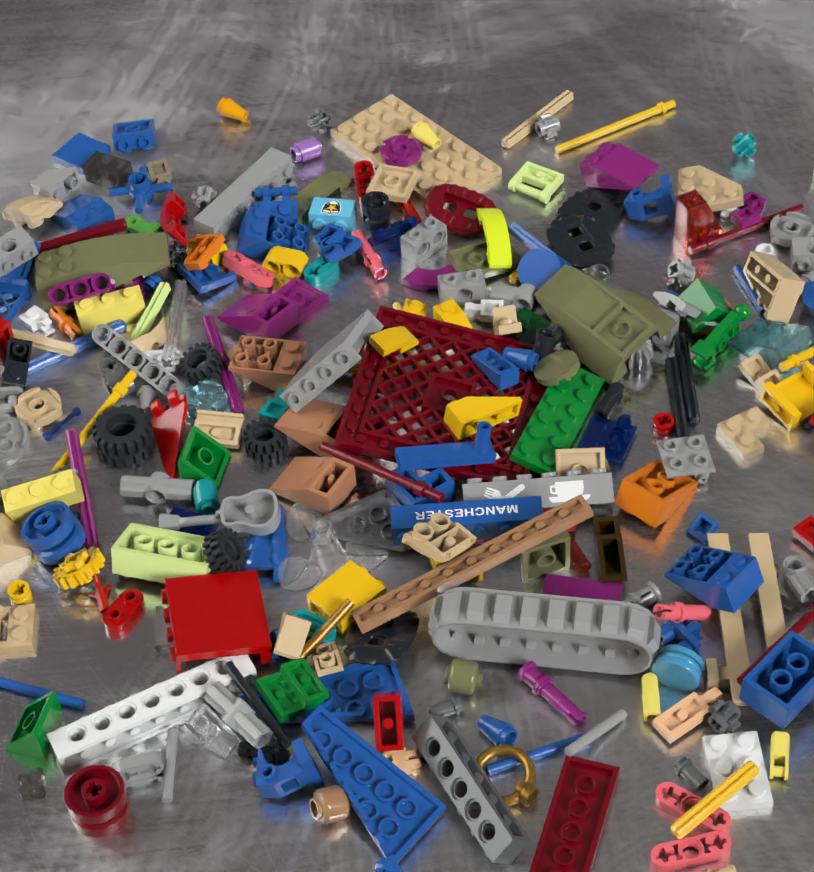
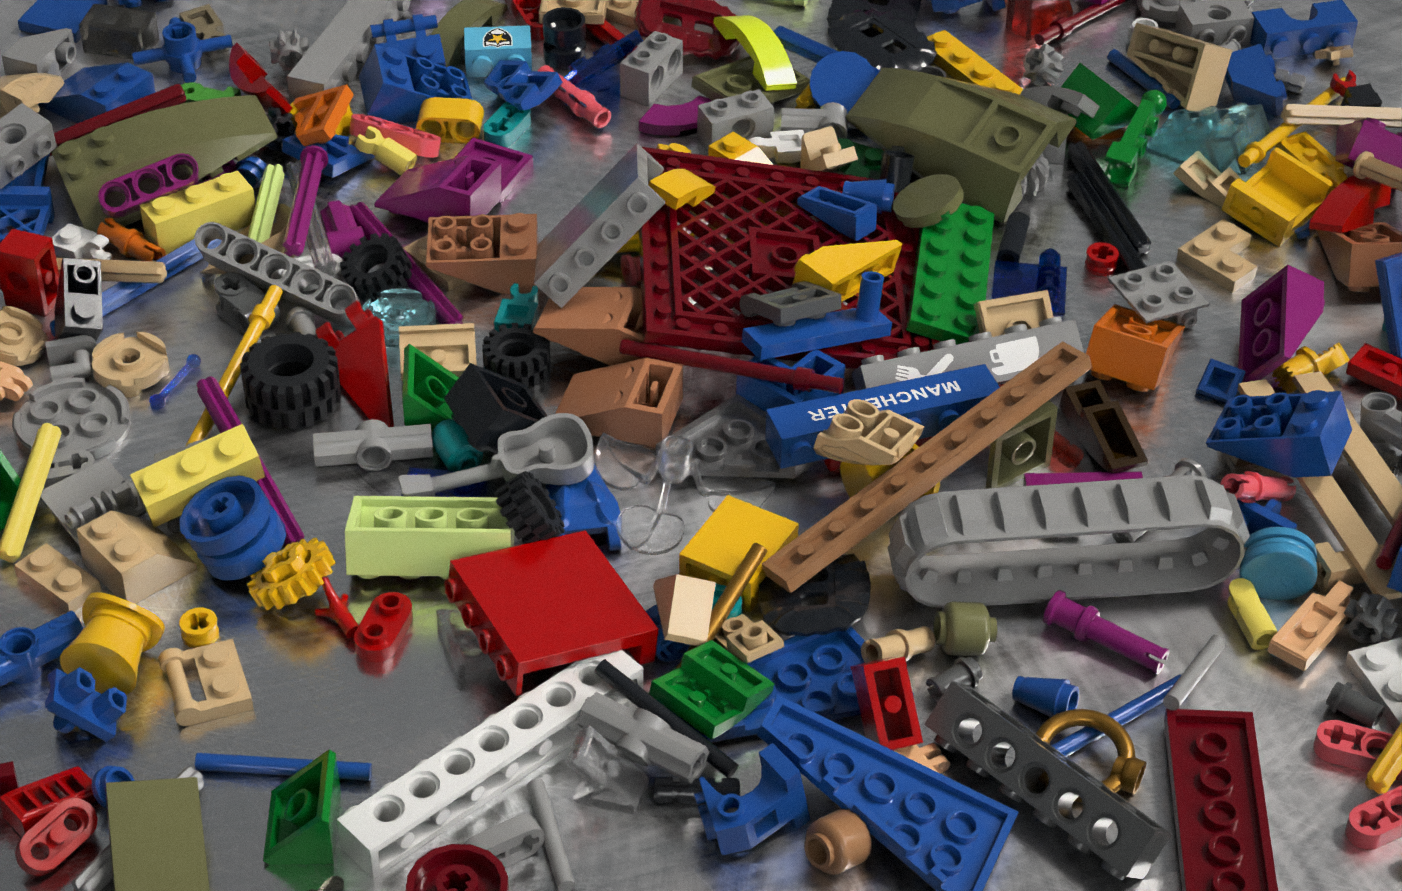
camera: 20 degrees left, 5 degrees down
(188, 283) = (313, 161): none -> magenta axle
(191, 332) = (340, 227): none -> magenta piece
(230, 475) = (491, 406): none -> black brick
(237, 280) = (386, 150): none -> light yellow bar
(417, 681) = (899, 644): none -> tan pin
(432, 434) = (791, 304): none -> dark grey plate
(636, 267) = (967, 65): none -> yellow plate
(750, 491) = (1277, 320): none -> magenta slope
(763, 525) = (1307, 362): none -> yellow connector

